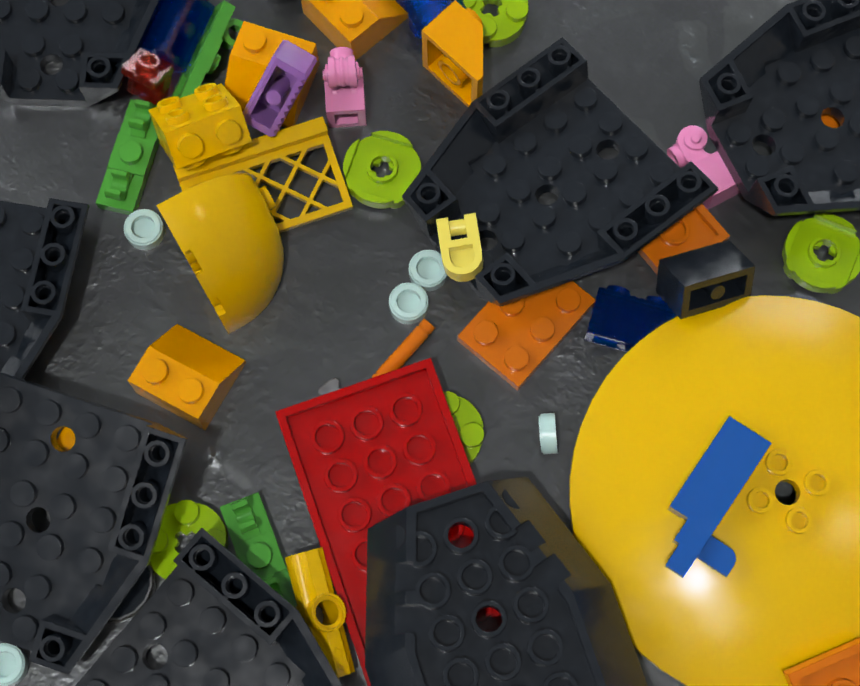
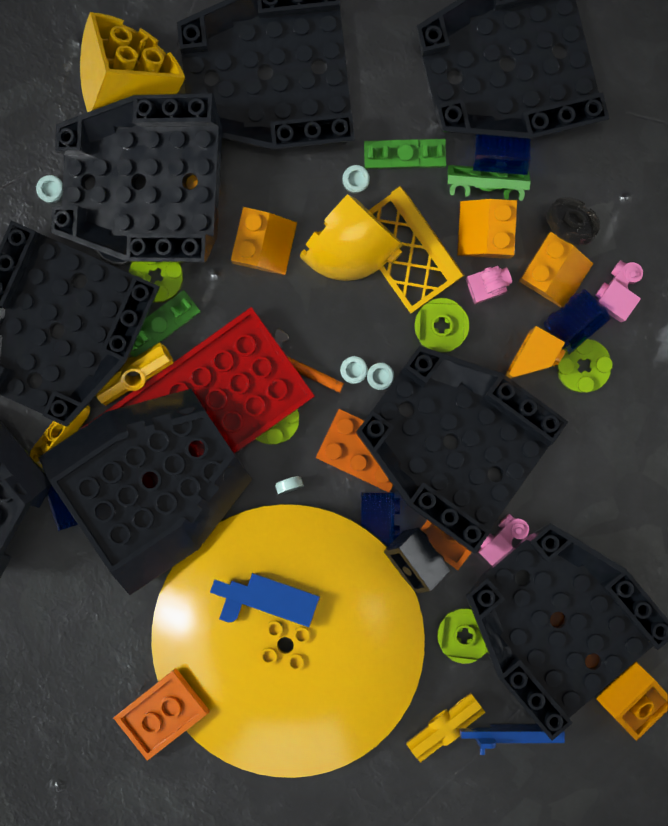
camera: 75 degrees right, 15 degrees up
(148, 76) = (461, 147): clear red bracket -> none
(200, 125) = (429, 196): yellow brick -> none
(278, 88) = (469, 241): medium lavender brick -> none
(460, 257) = (384, 396): light yellow plate -> none

